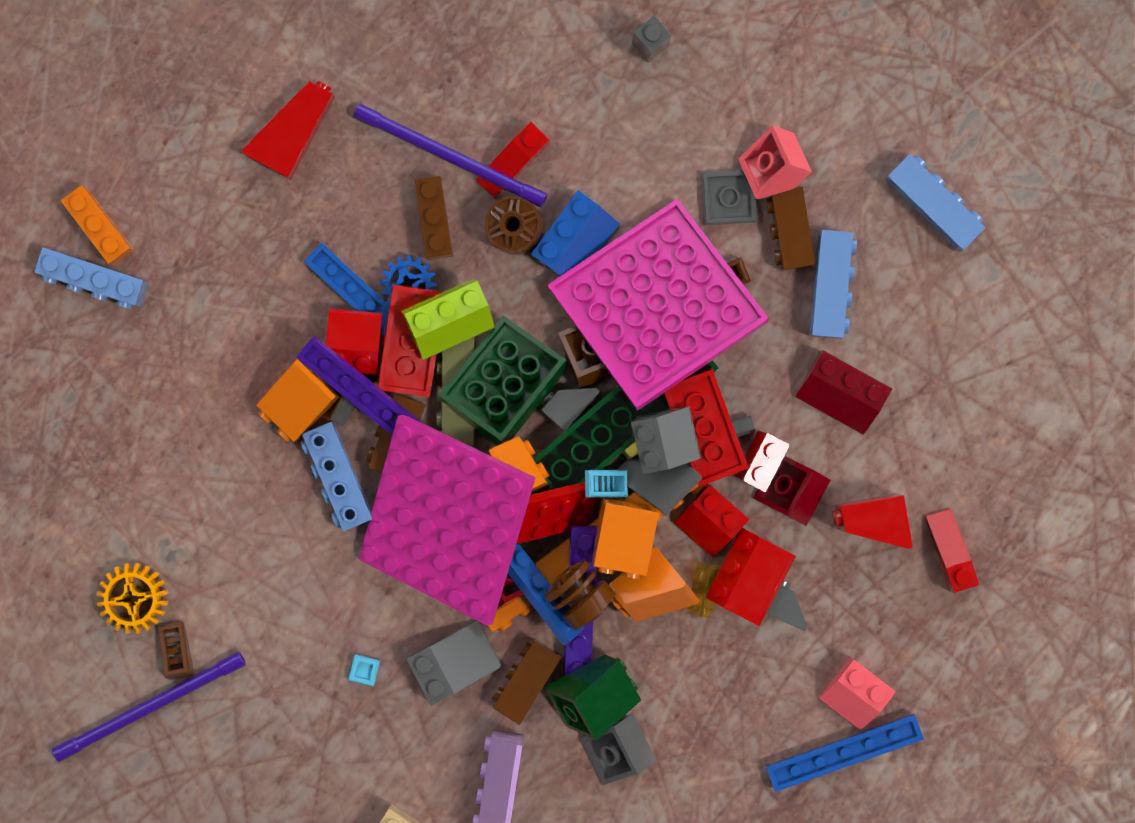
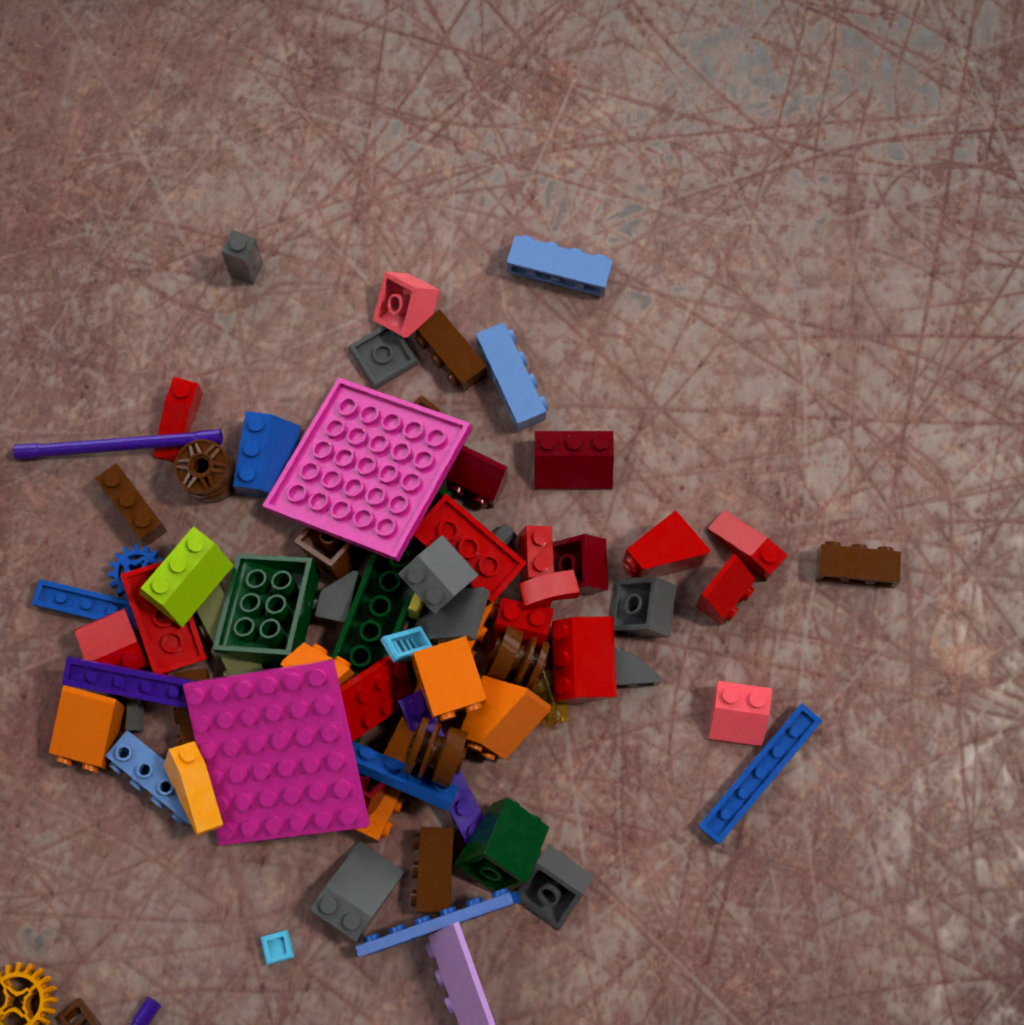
camera: 25 degrees left, 15 degrees down
(363, 503) = (193, 787): none -> light orange slope
(516, 731) = (425, 926): none -> plate
(691, 546) = (514, 659): none -> reddish brown wheel
(749, 364) = (477, 477): none -> dark red slope
(754, 500) = (549, 587): none -> slope
(828, 556) = (643, 607): none -> dark grey slope
(907, 584) = (726, 590): none -> red slope
(1037, 623) = (858, 565): none -> reddish brown brick

